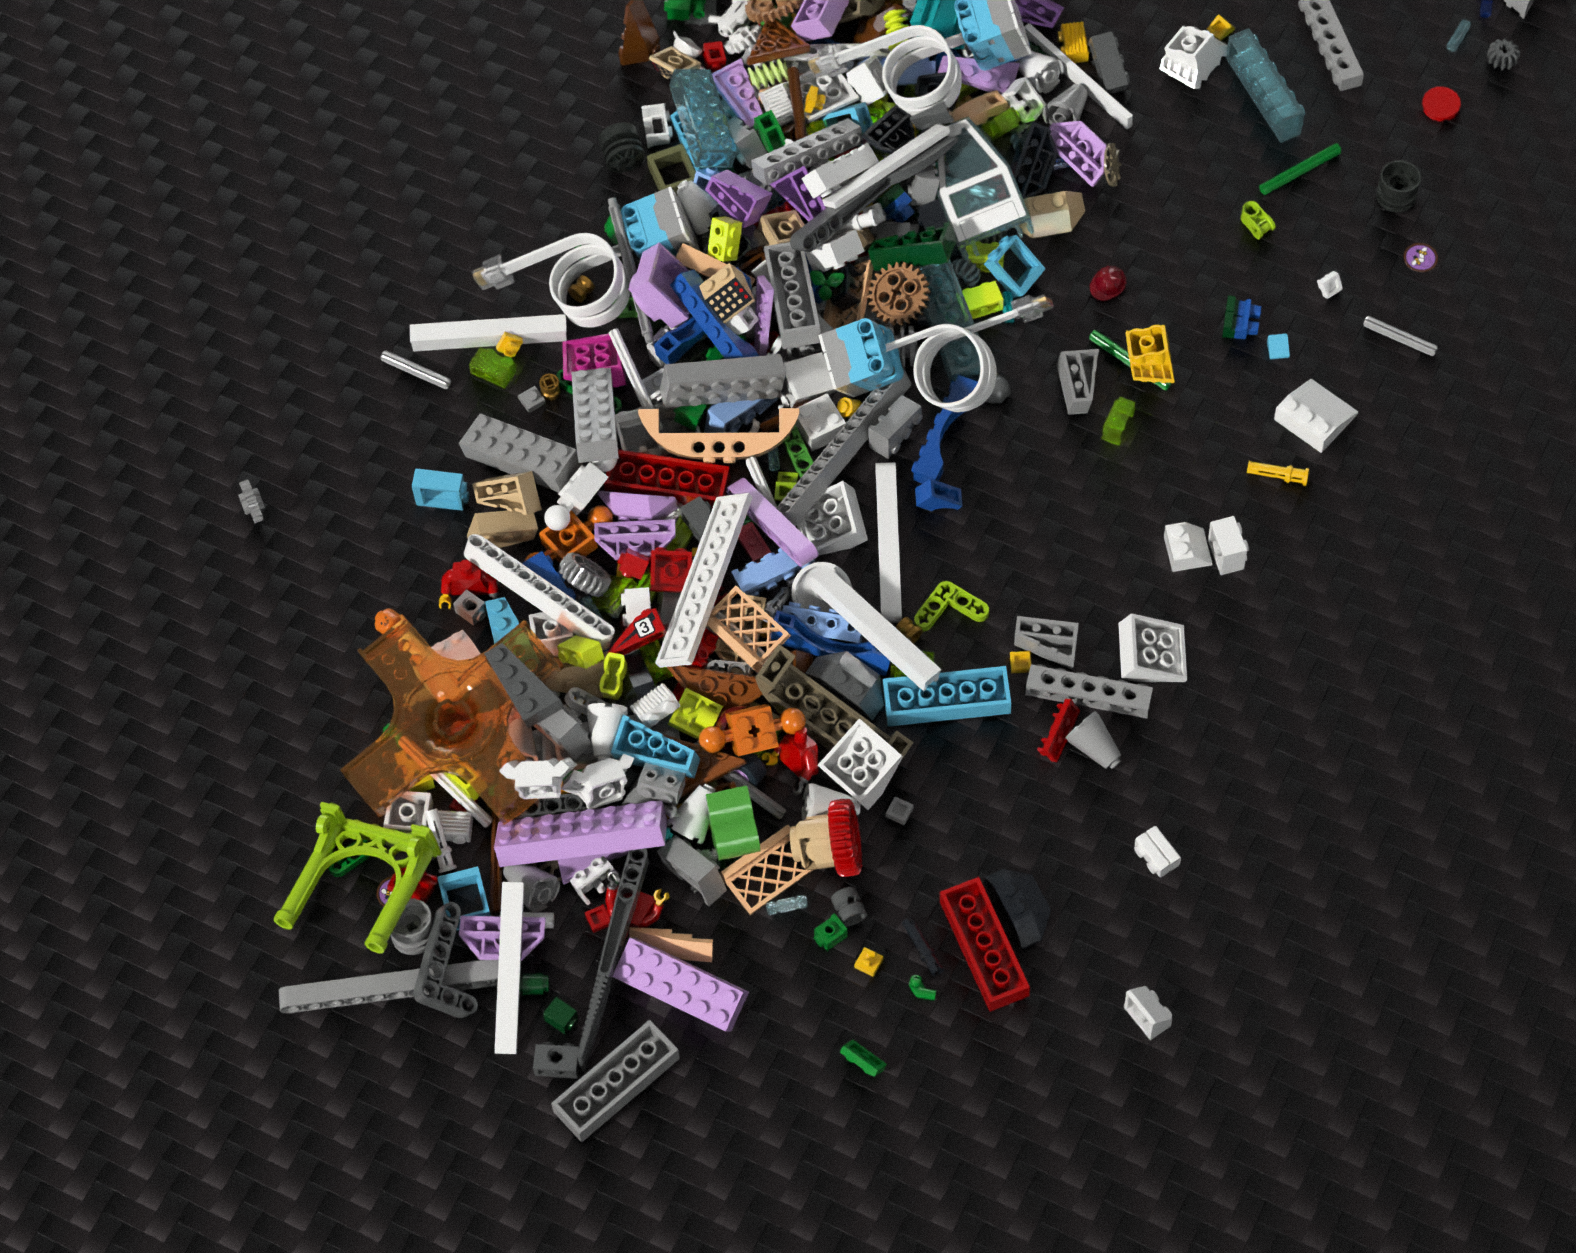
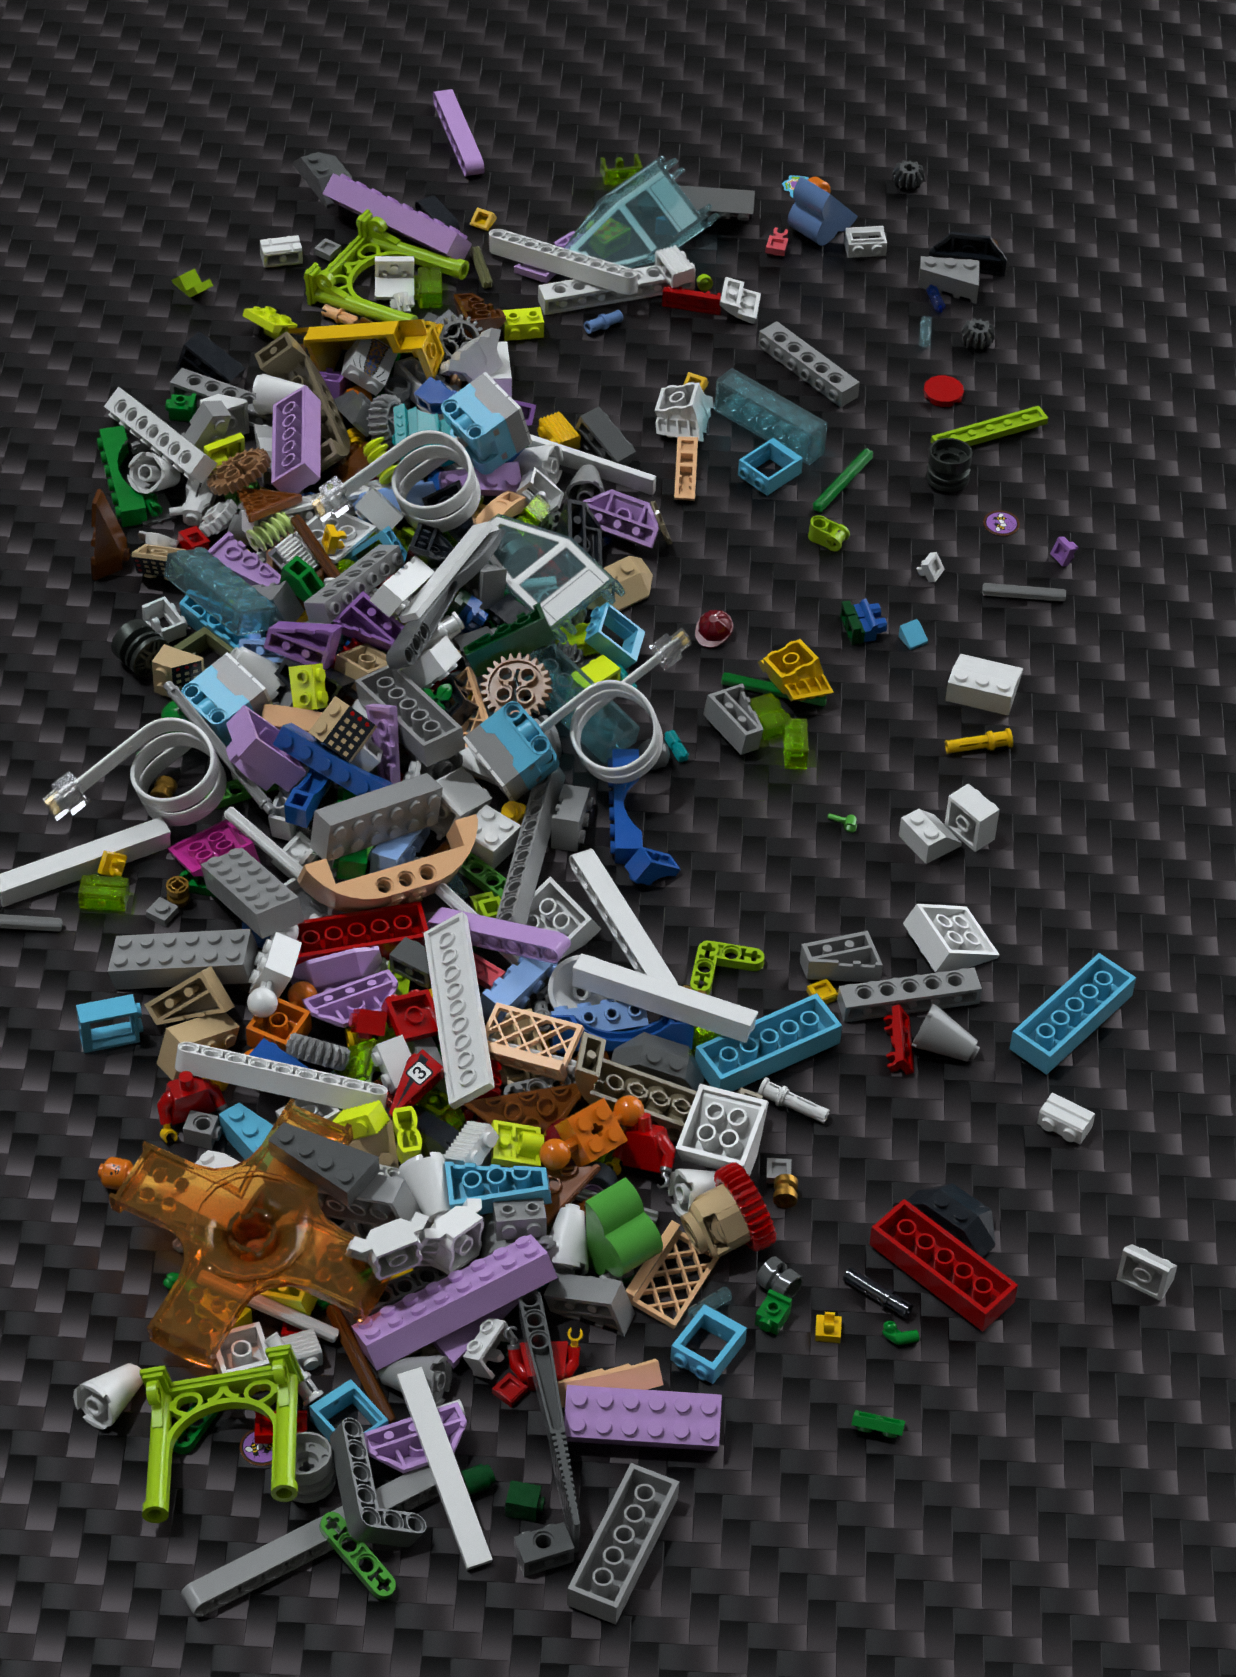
camera: 30 degrees left, 15 degrees down
(298, 808) = (107, 1395): none -> white cone
(415, 1012) = (353, 1558): none -> bright green beam
(638, 179) = (175, 666): none -> tan slope
(790, 945) = (721, 1327): none -> medium azure window
(895, 830) = (785, 1190): none -> pearl gold wheel
(934, 115) = (464, 520): dark grey slope -> none
(937, 746) = (783, 1096): none -> white pin
(1019, 392) = (677, 748): none -> teal piece
(1109, 384) = (770, 715): none -> clear neon green brick
(1126, 512) = (849, 822): none -> bright green hand
(1167, 113) = (686, 468): none -> light nougat slope
(1214, 759) = (1072, 1013): none -> medium azure brick
(1235, 122) = (778, 453): none -> medium azure window
(1457, 306) = (1064, 551): none -> medium lavender tile
(1462, 158) = (997, 427): none -> lime plate

